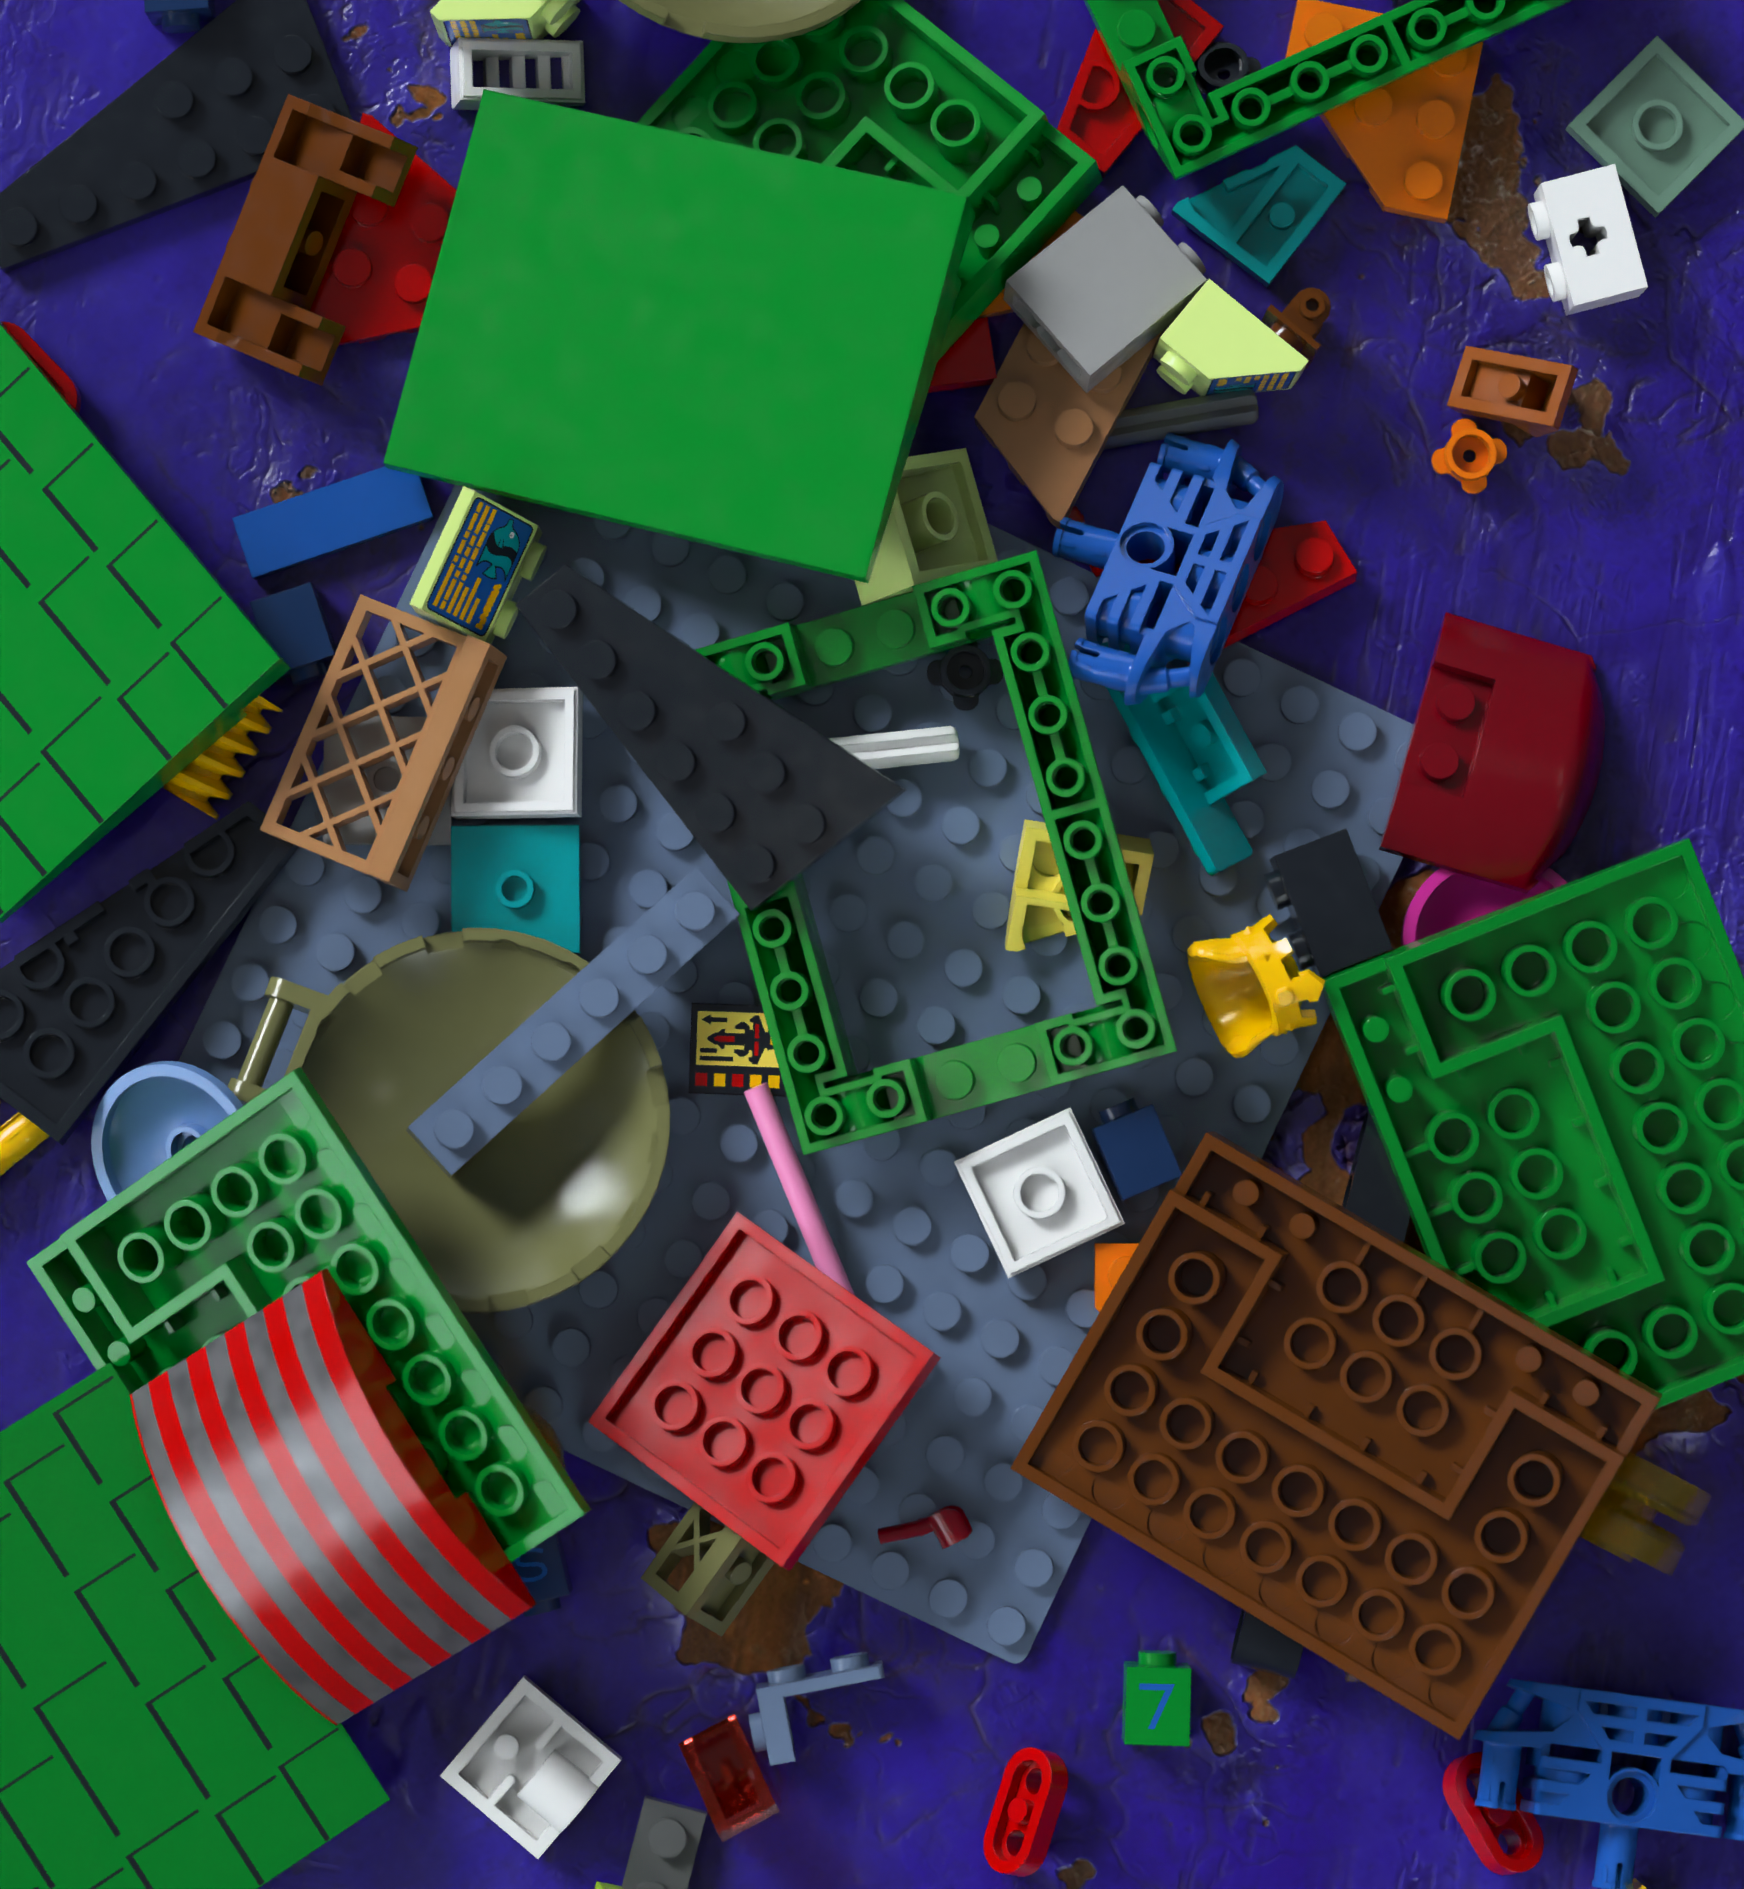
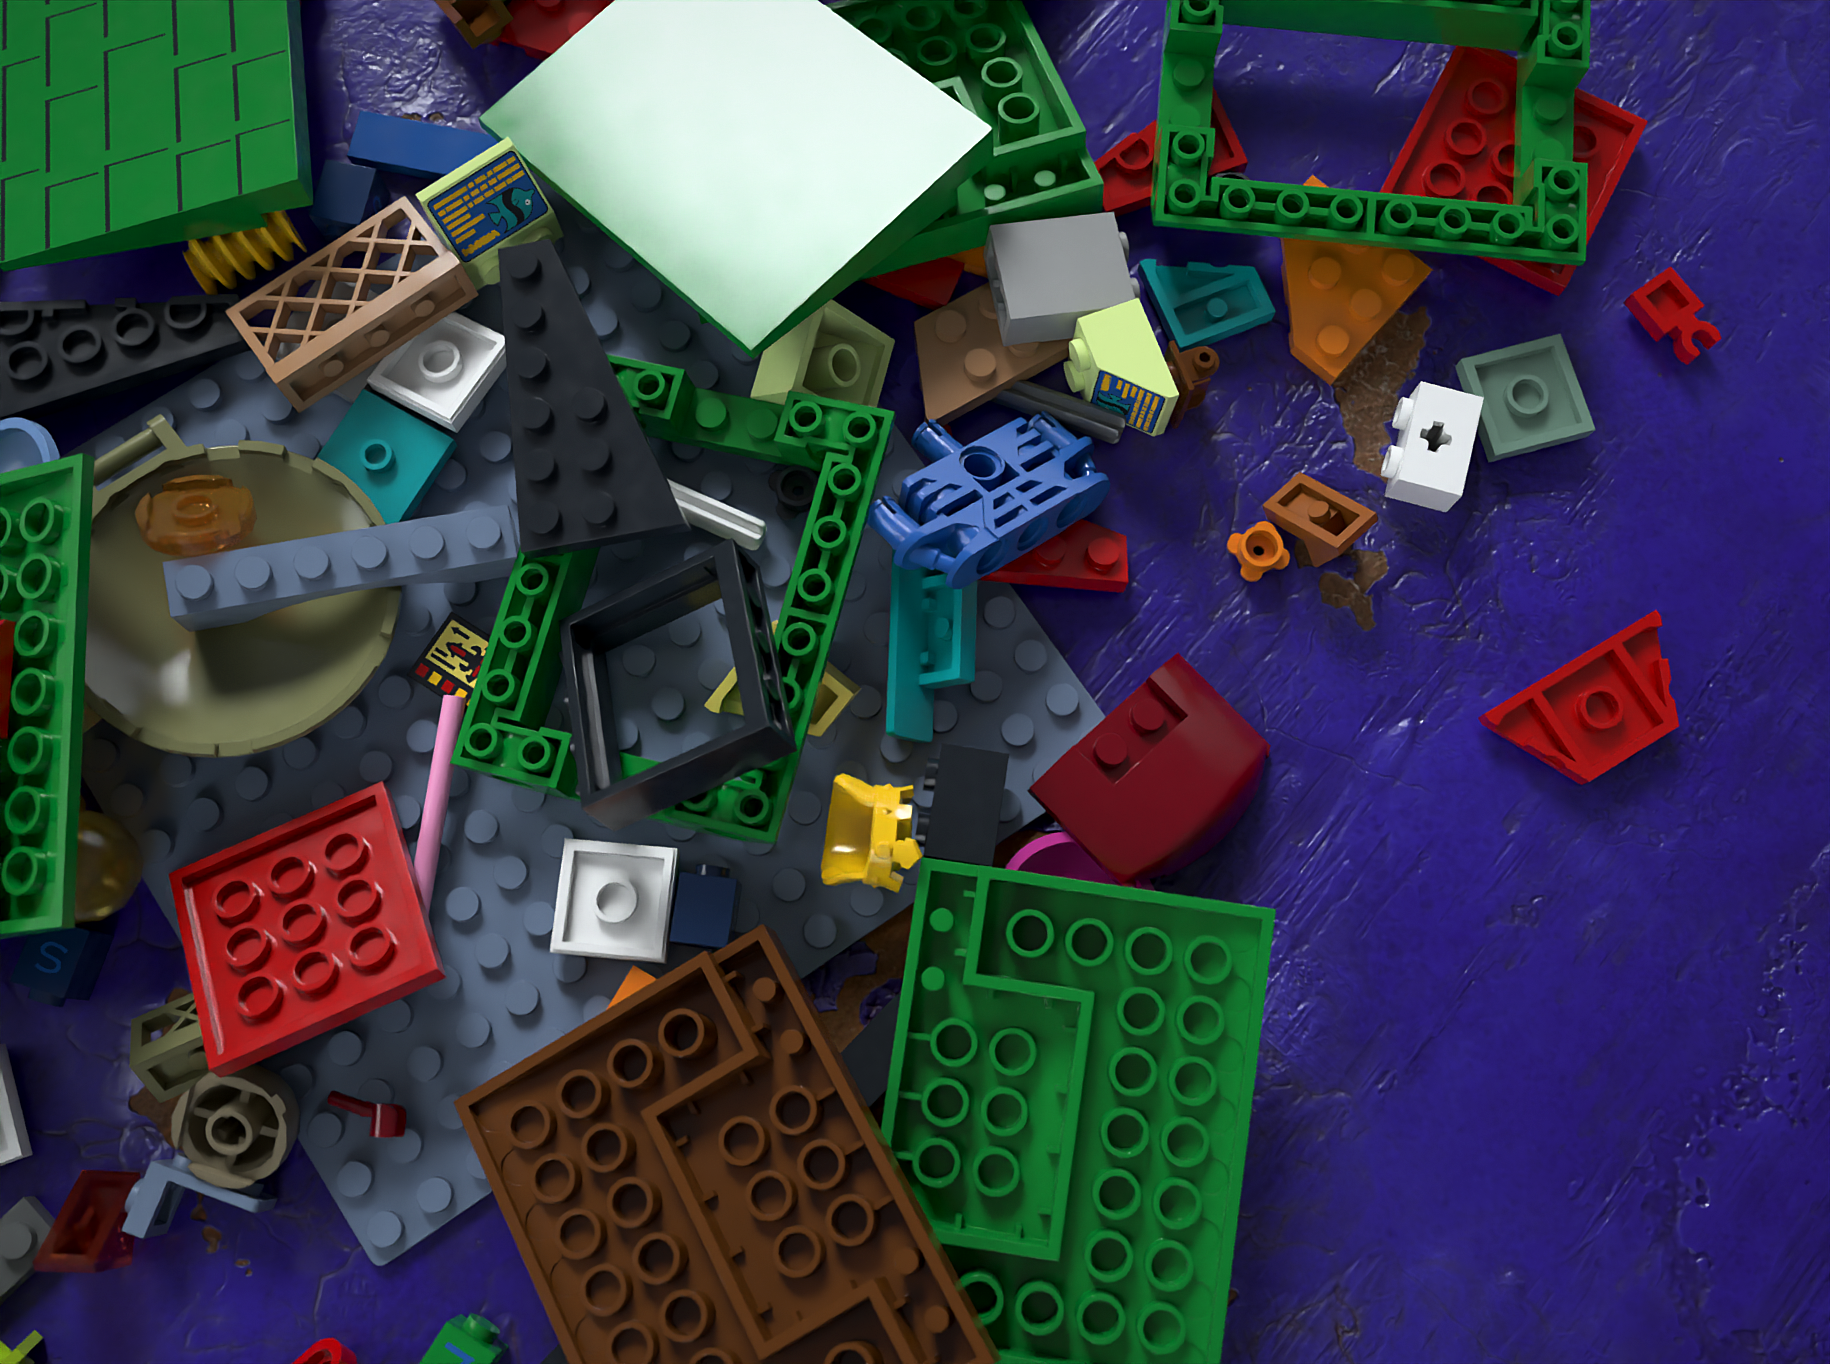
camera: 30 degrees right, 10 degrees down
(396, 1060) = (196, 516): none -> clear orange tile
(817, 1612) = (236, 1126): none -> dark tan cylinder
(937, 1057) = (637, 610): none -> black window

